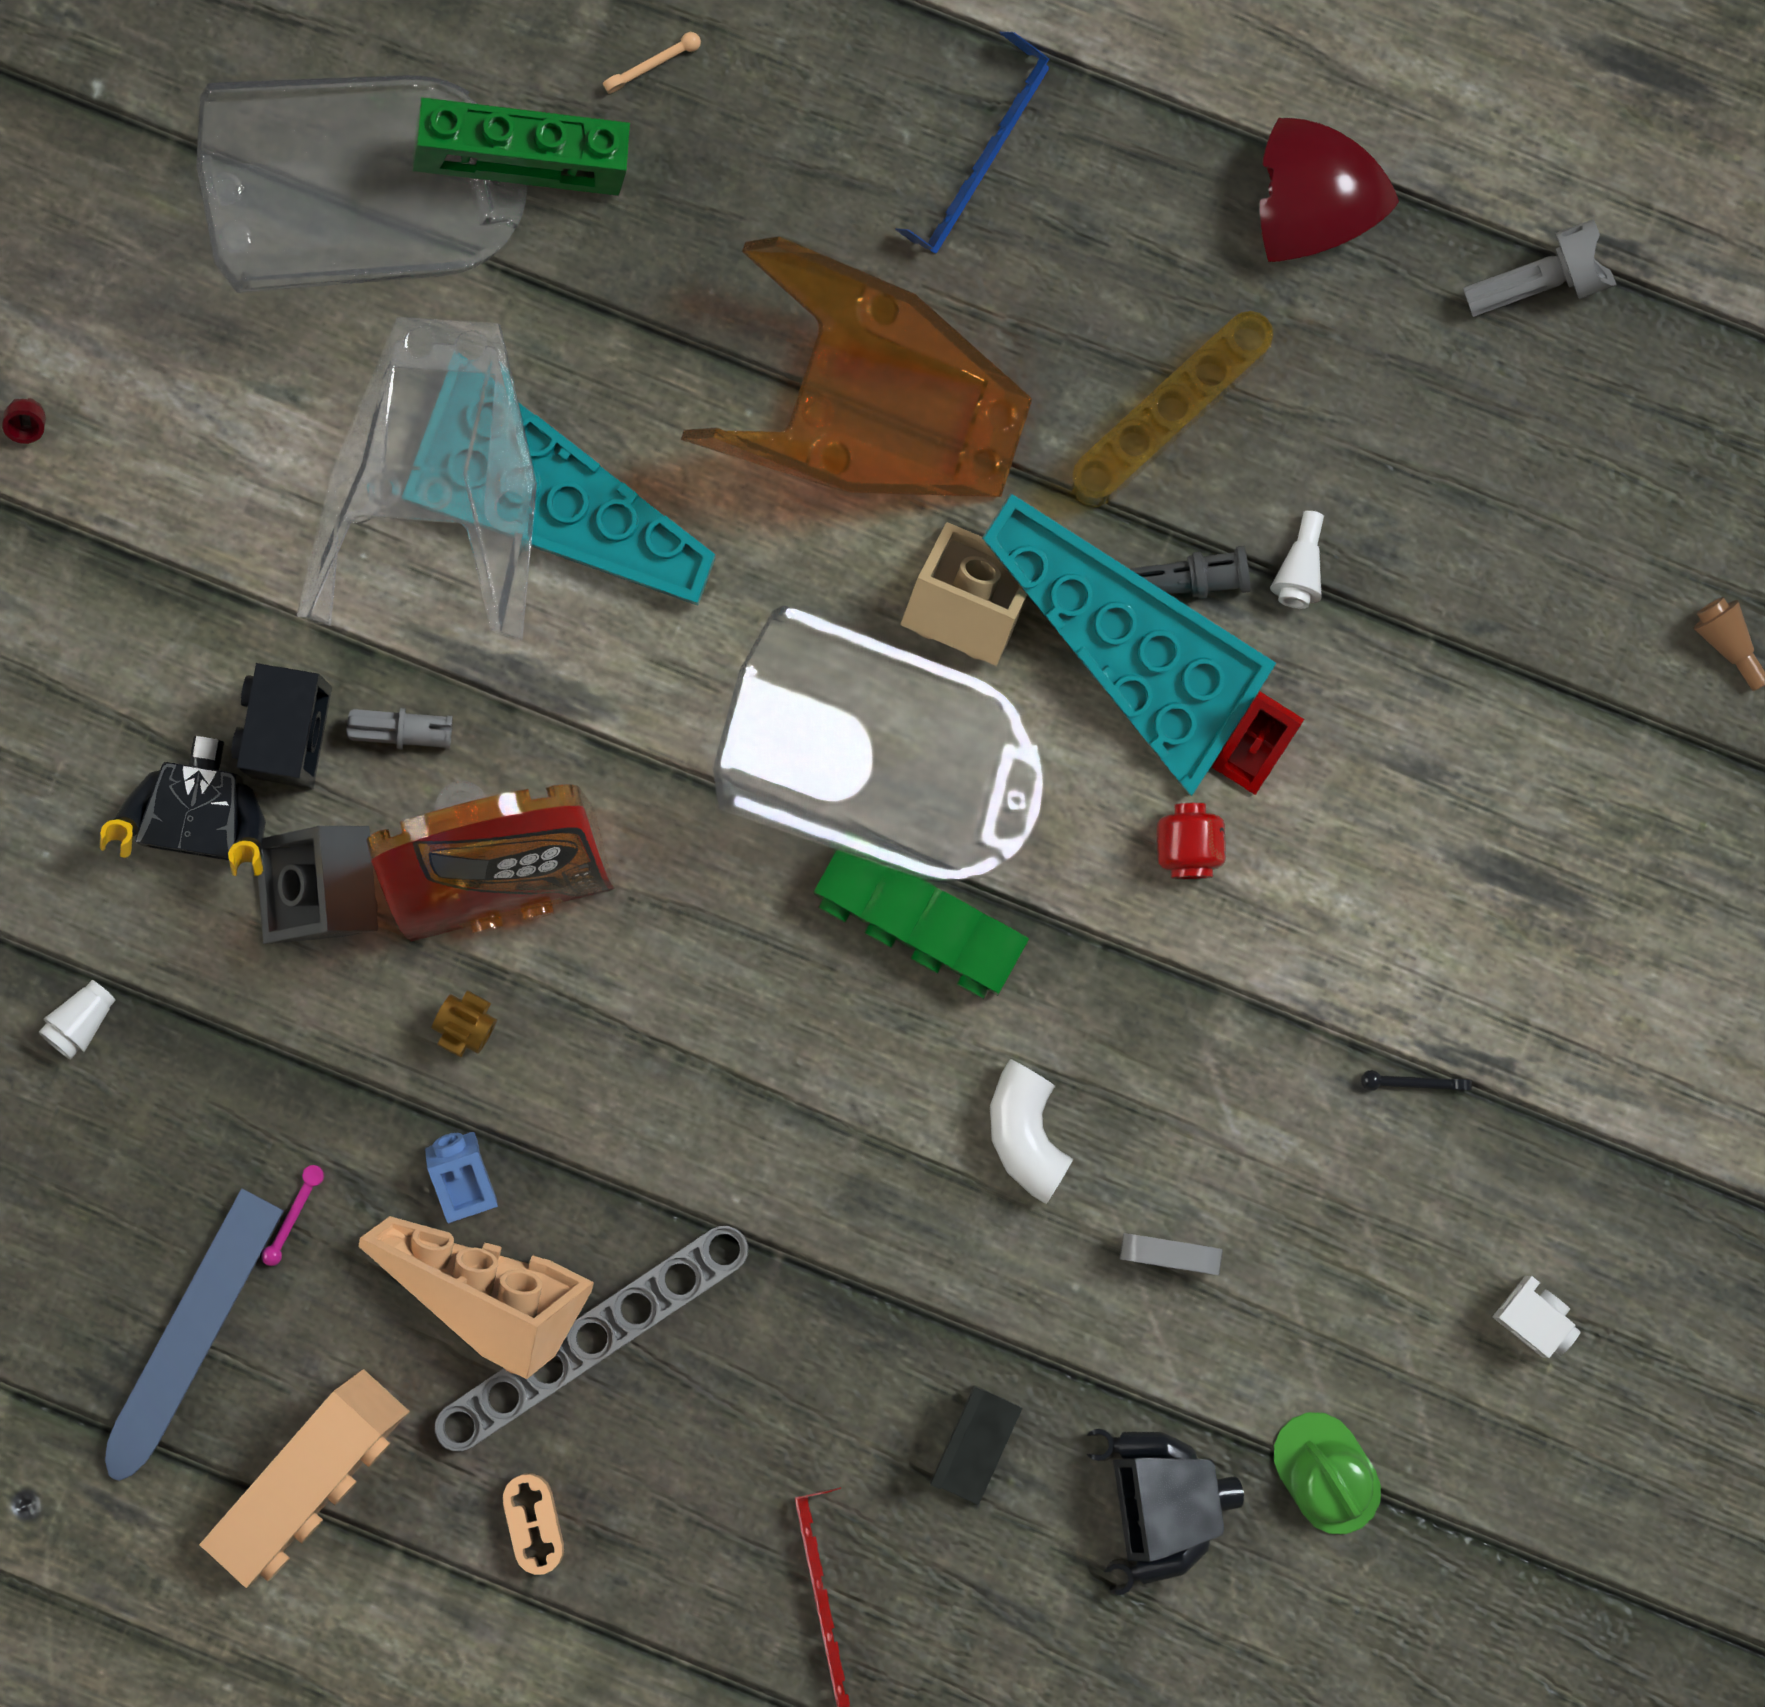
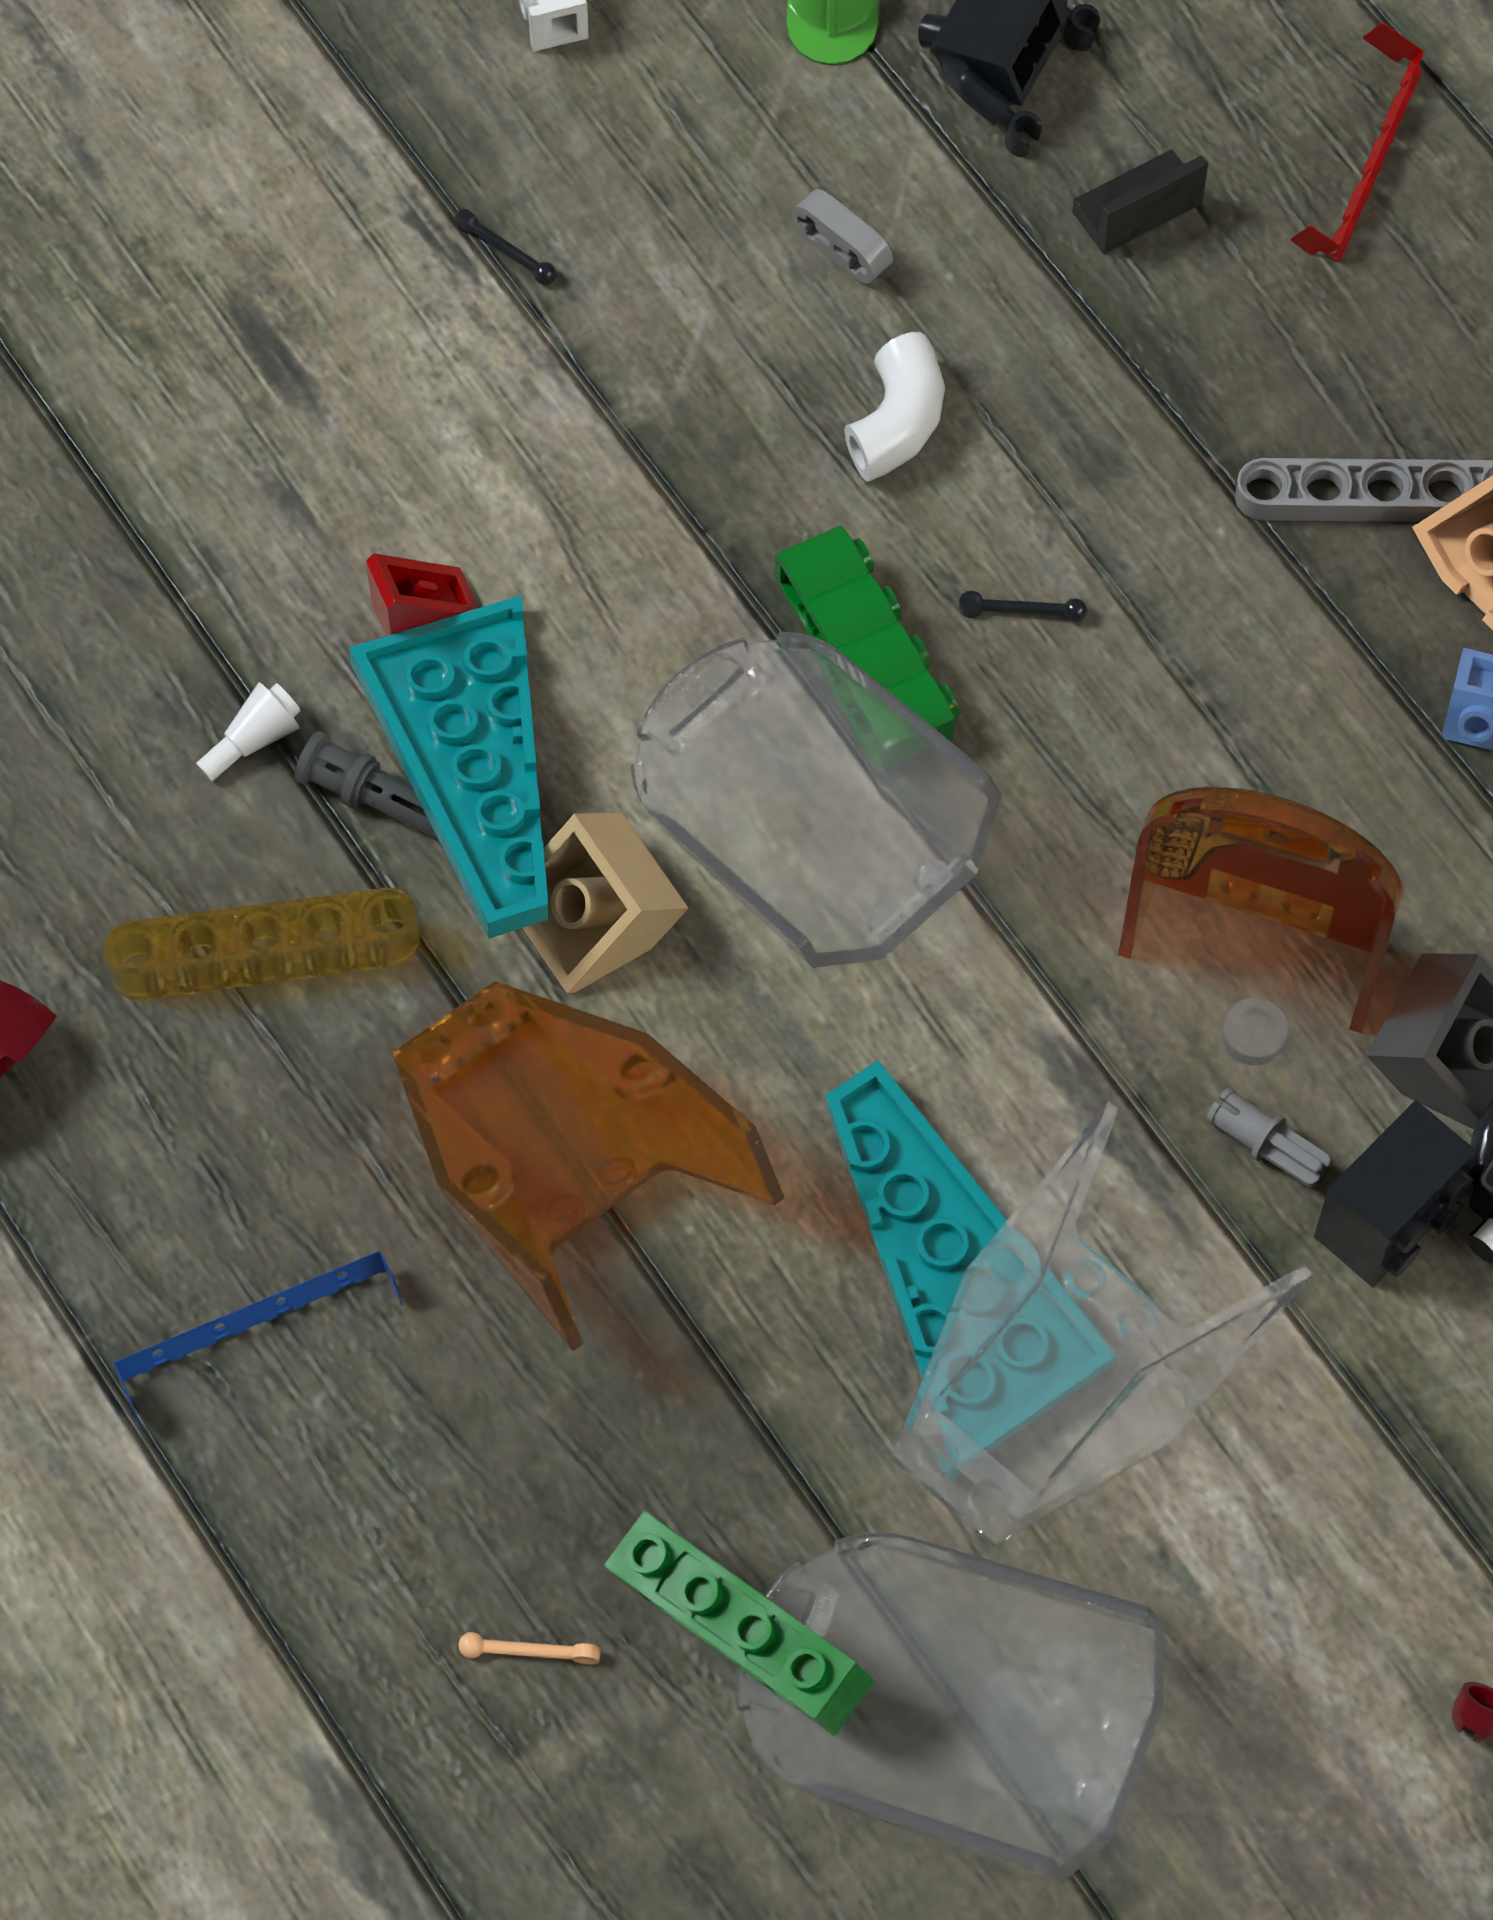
camera: 150 degrees left, 20 degrees down
(464, 1024) = (1391, 818): pearl gold gear -> none
(872, 1014) = (972, 604): none -> black hinge
(1191, 842) = (554, 554): red head -> none

